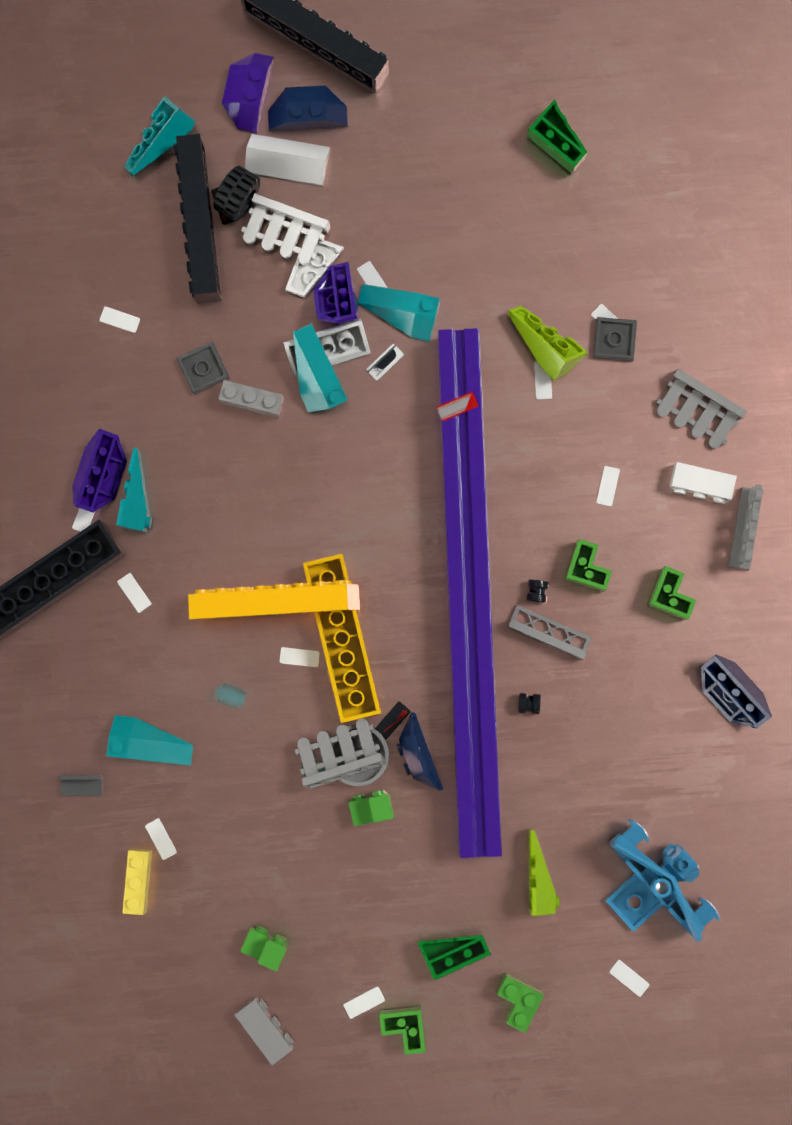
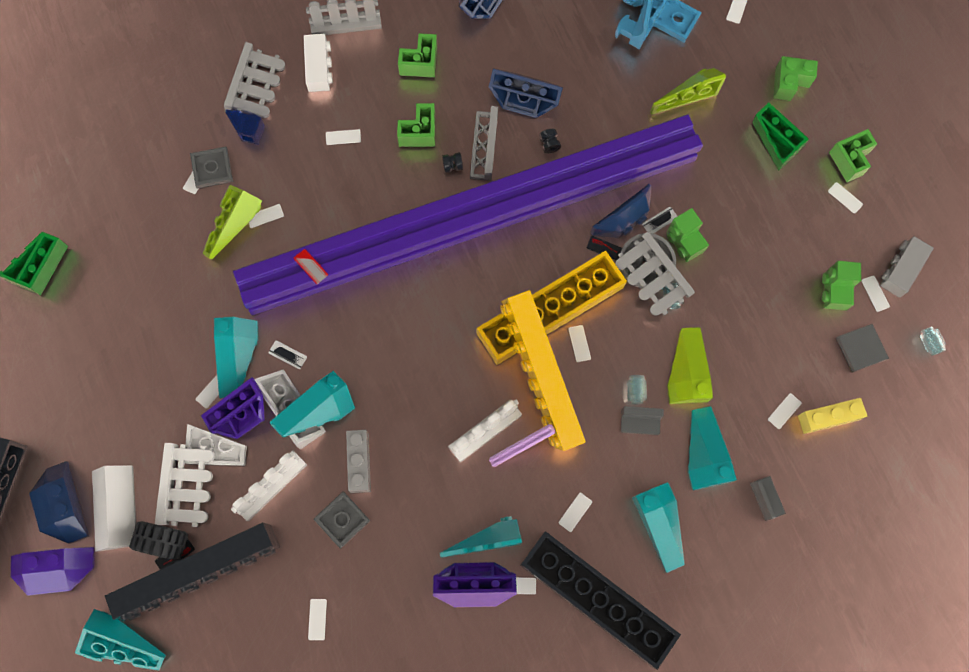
camera: 115 degrees left, 10 degrees down
(97, 672) = (661, 519): none -> teal wedge
(177, 1022) = (933, 341): none -> clear light blue brick
(196, 946) = (862, 348): none -> dark grey tile
(198, 688) = (641, 420): none -> dark grey panel
(210, 558) = (522, 445): none -> lavender axle
(229, 755) = (690, 371): none -> lime wedge
(241, 531) = (485, 430): none -> white fence
(249, 987) = (875, 293): none -> white sticker
(258, 309) = (273, 482): none -> white fence
(403, 790) = (659, 220): none -> sticker
(594, 695) = (524, 93): none -> dark blue wedge
(648, 385) = (246, 126): none -> clear blue slope

